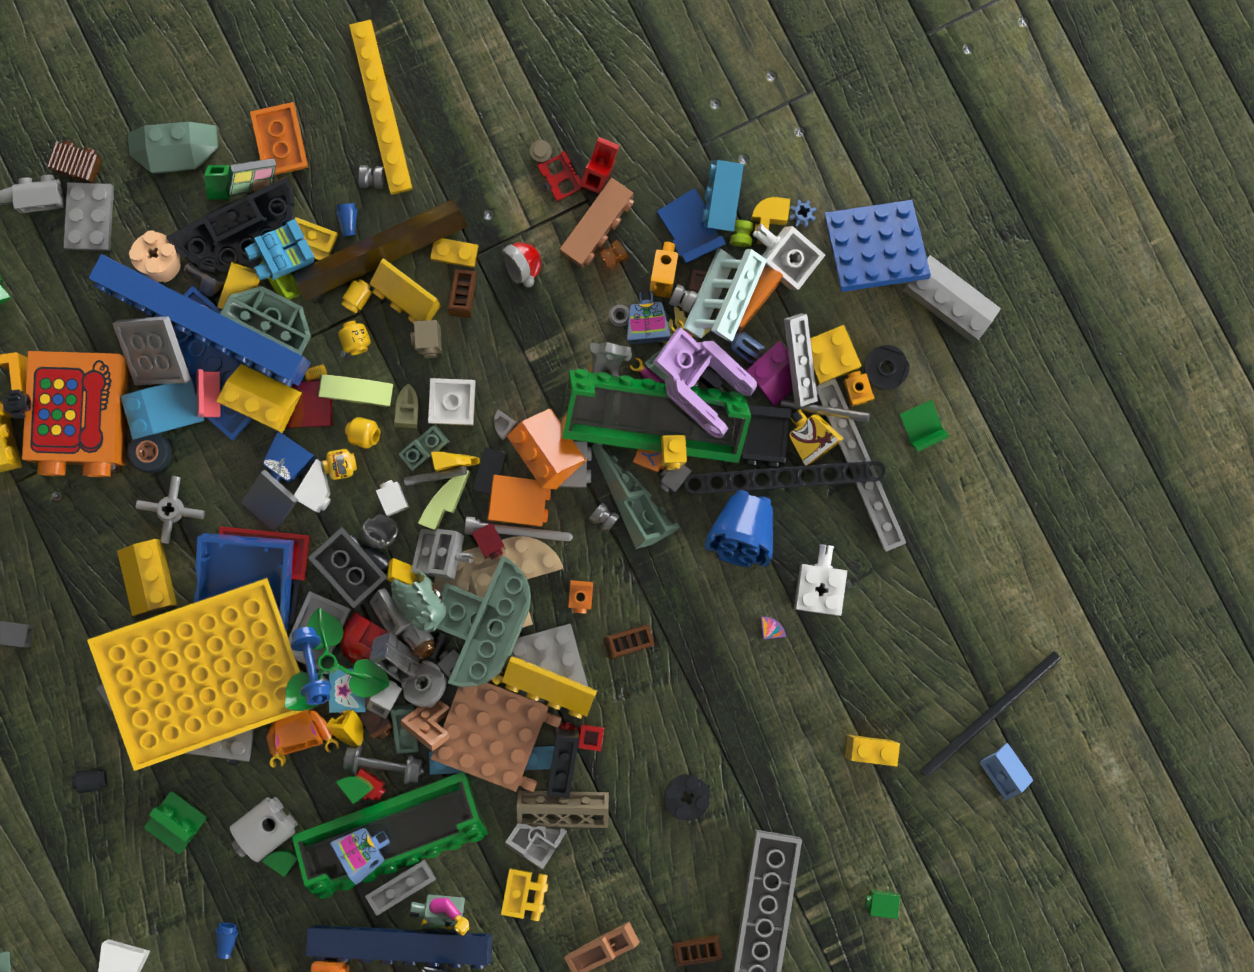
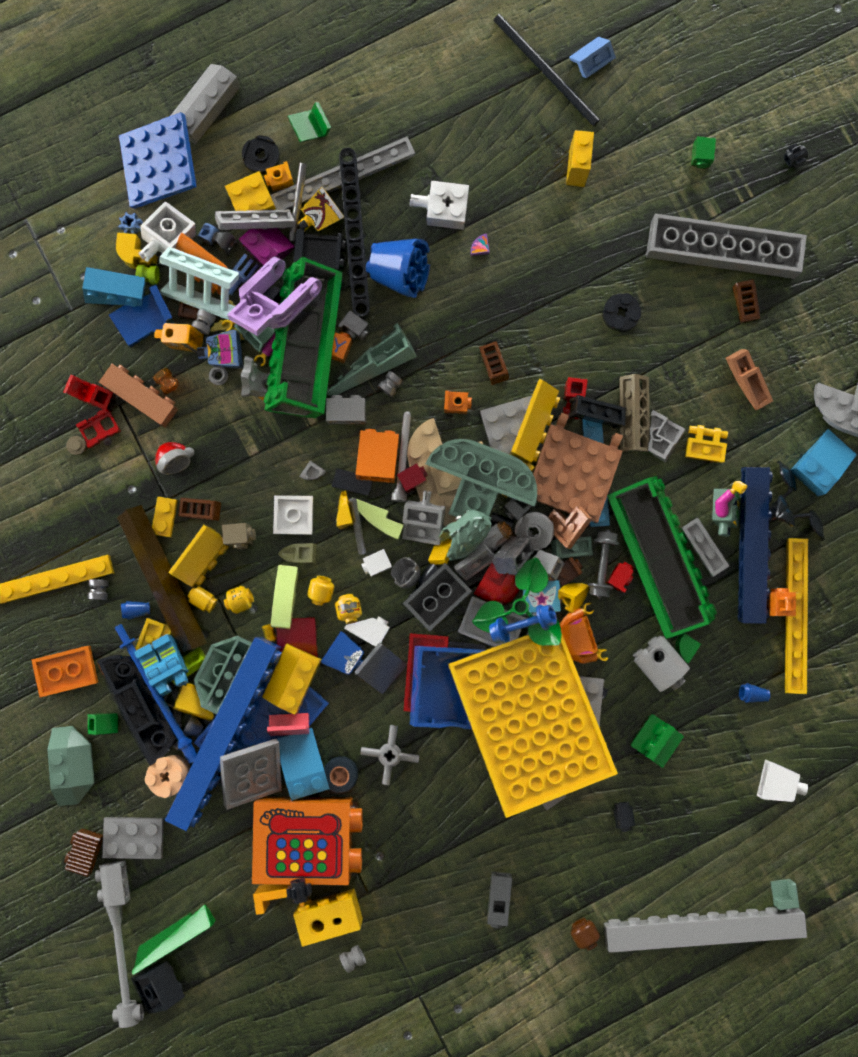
camera: 85 degrees left, 0 degrees up
(146, 577) = (448, 774): yellow slope -> none
(191, 275) = (184, 743): none -> blue bar
(250, 176) = (96, 693): tile -> none
(355, 787) = (624, 584): green brick -> none
(360, 853) = (678, 579): torso -> none
(420, 449) = (333, 538): sand green slope -> none
(544, 449) = (333, 430): orange slope -> none
(673, 451) = (334, 322): yellow bracket -> none
(787, 308) = (211, 234): none -> leg

